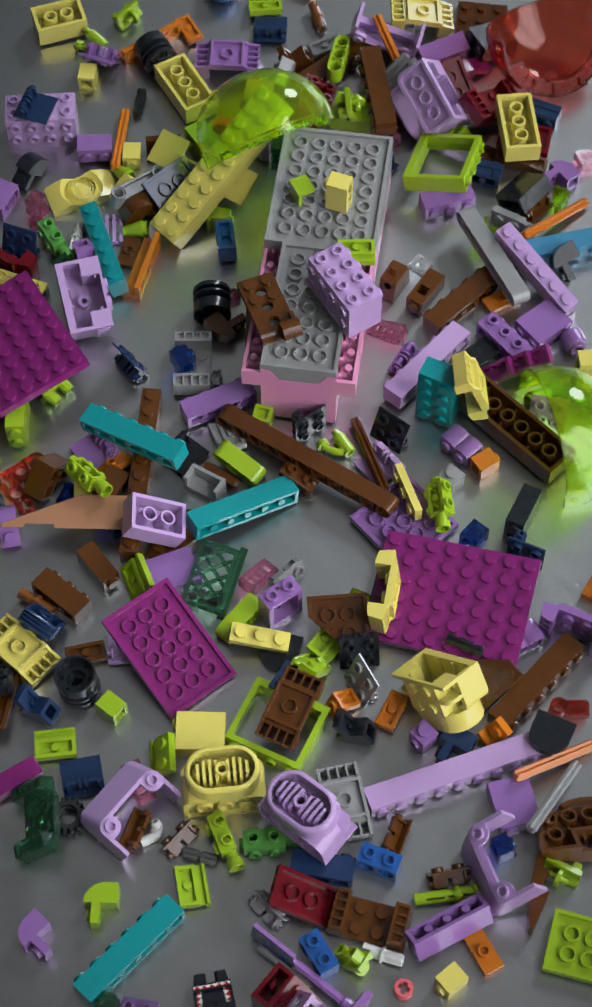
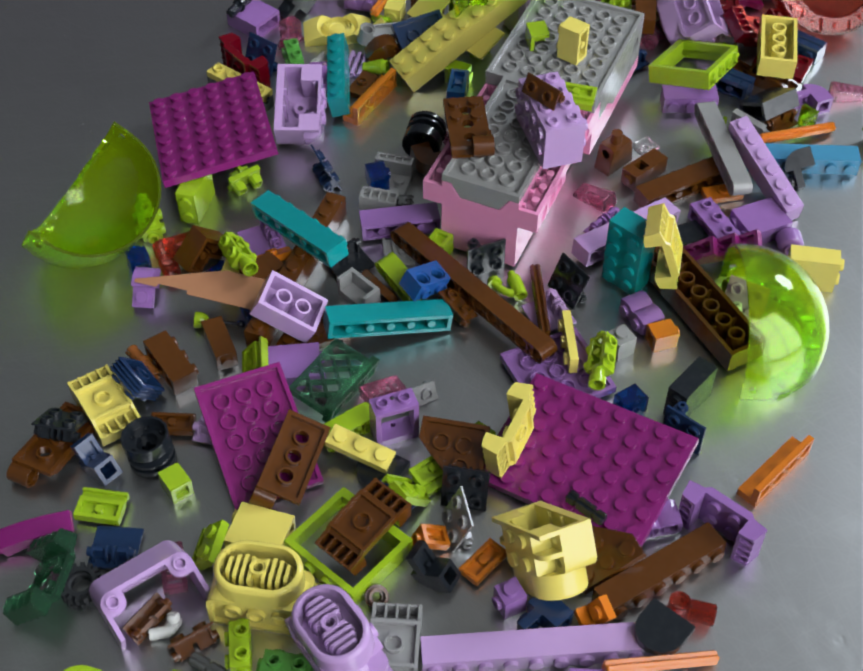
camera: 15 degrees right, 10 degrees down
(72, 545) = (200, 316): none -> lime hinge
(195, 690) = (269, 483): none -> reddish brown hinge
(265, 463) = (424, 280): none -> blue brick
(320, 762) = (384, 596): none -> plate
(336, 272) = (542, 91): none -> reddish brown hinge

